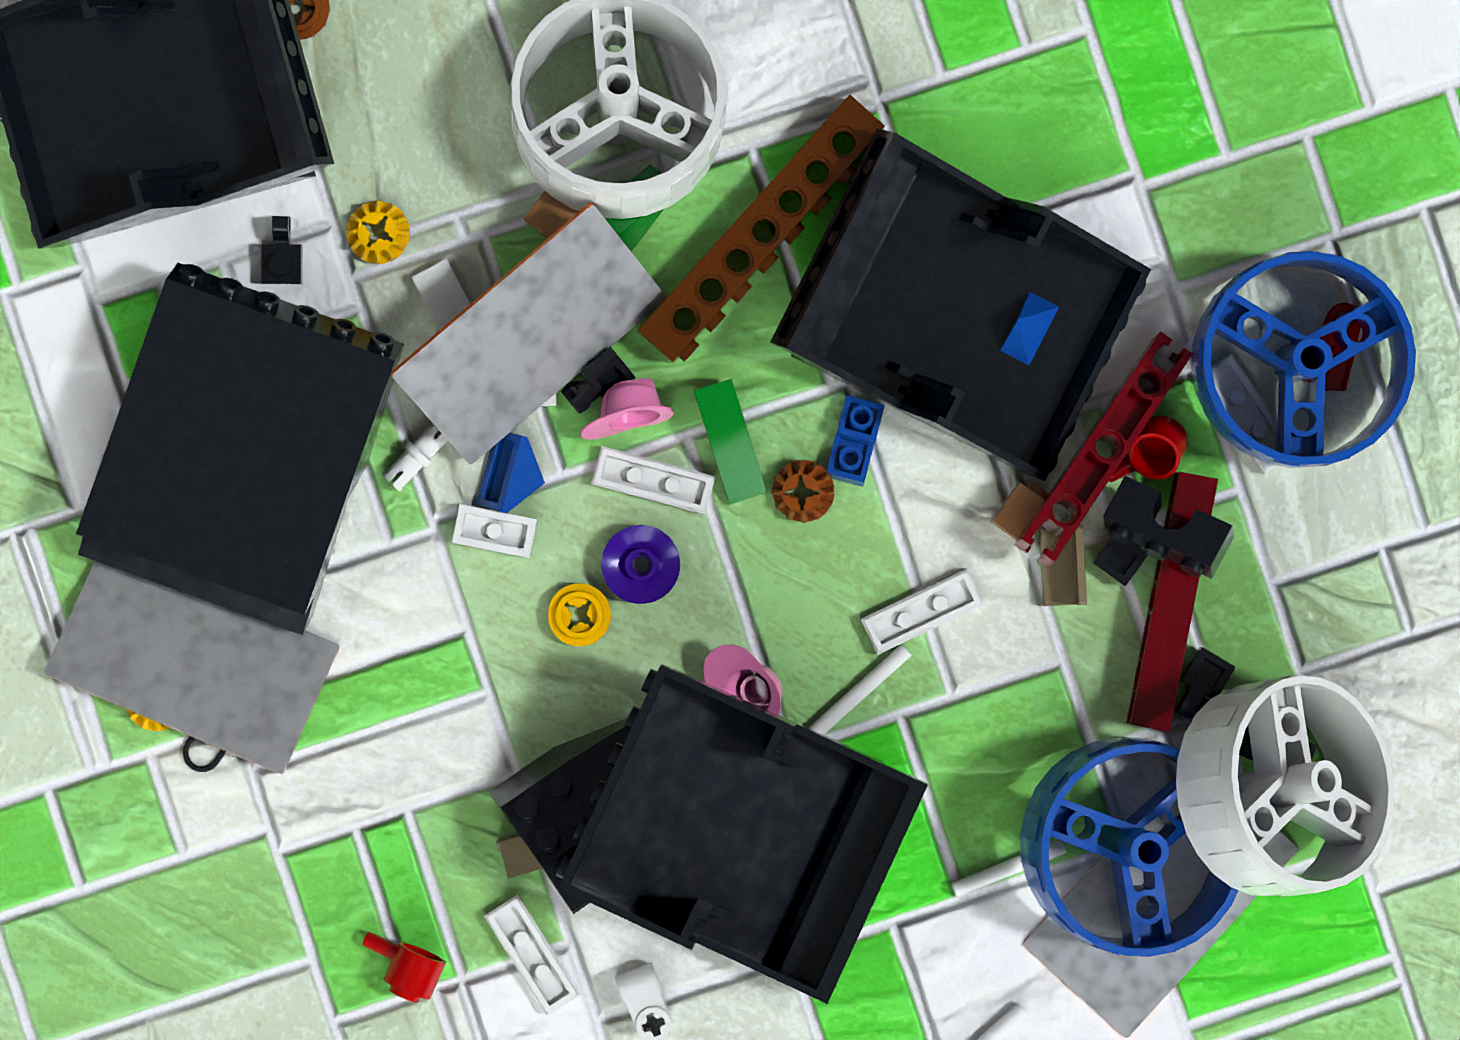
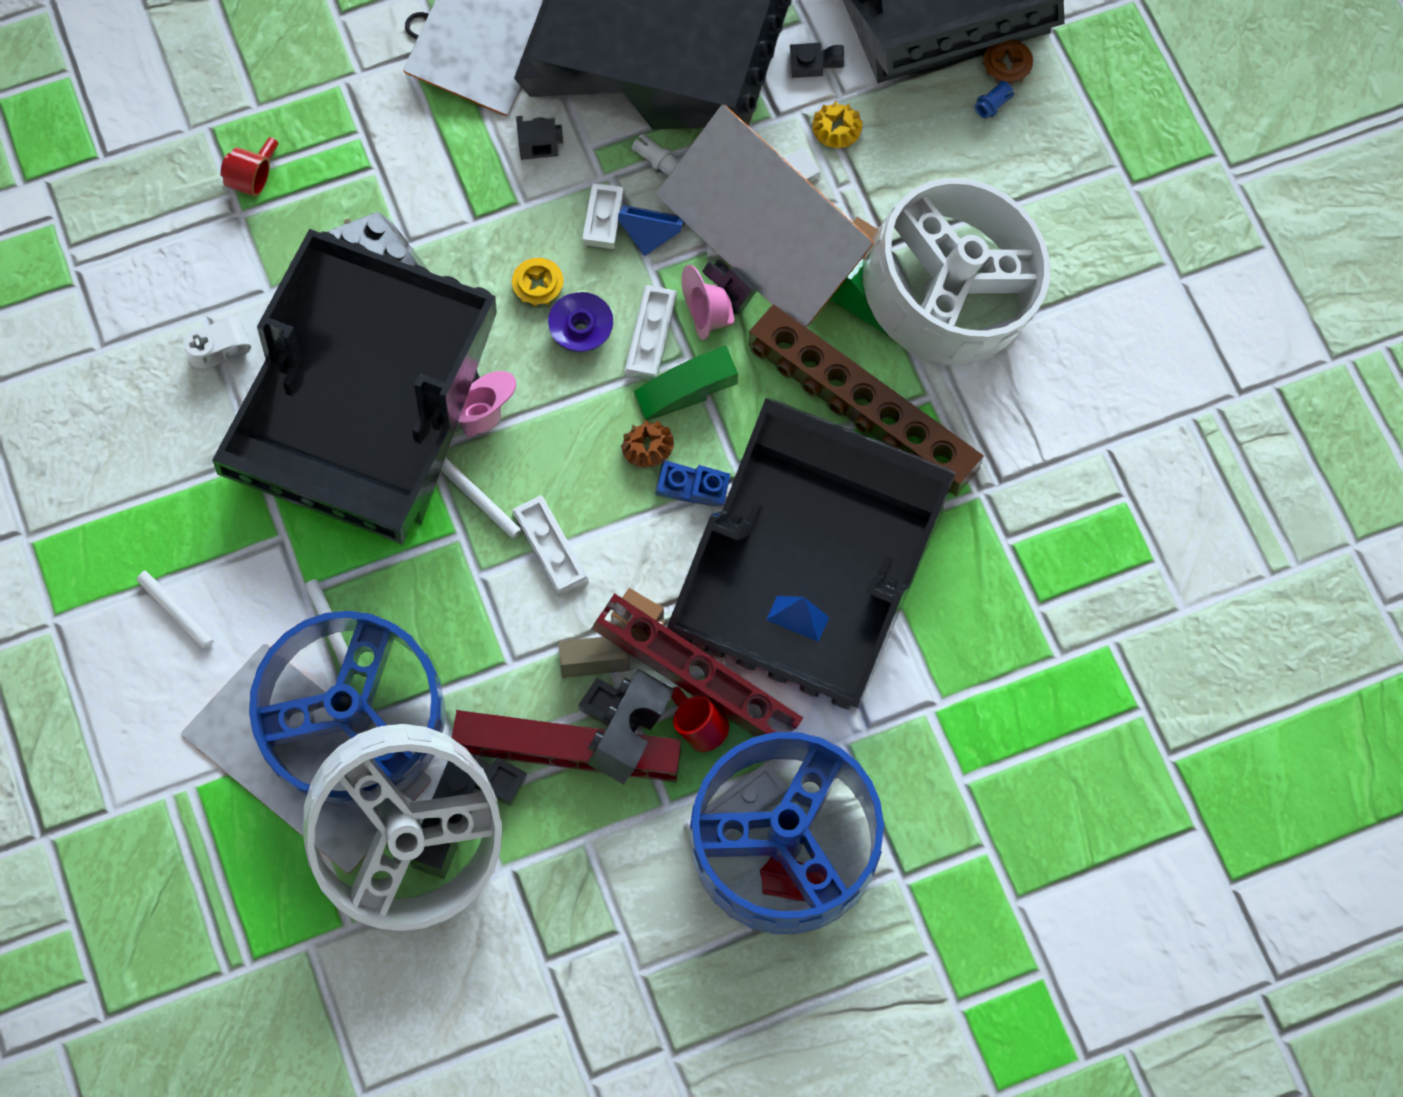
camera: 85 degrees right, 20 degrees down
(355, 32) = (989, 103): none -> blue pin
(381, 606) = (538, 137): none -> black brick
(532, 955) = (256, 262): white tile -> none

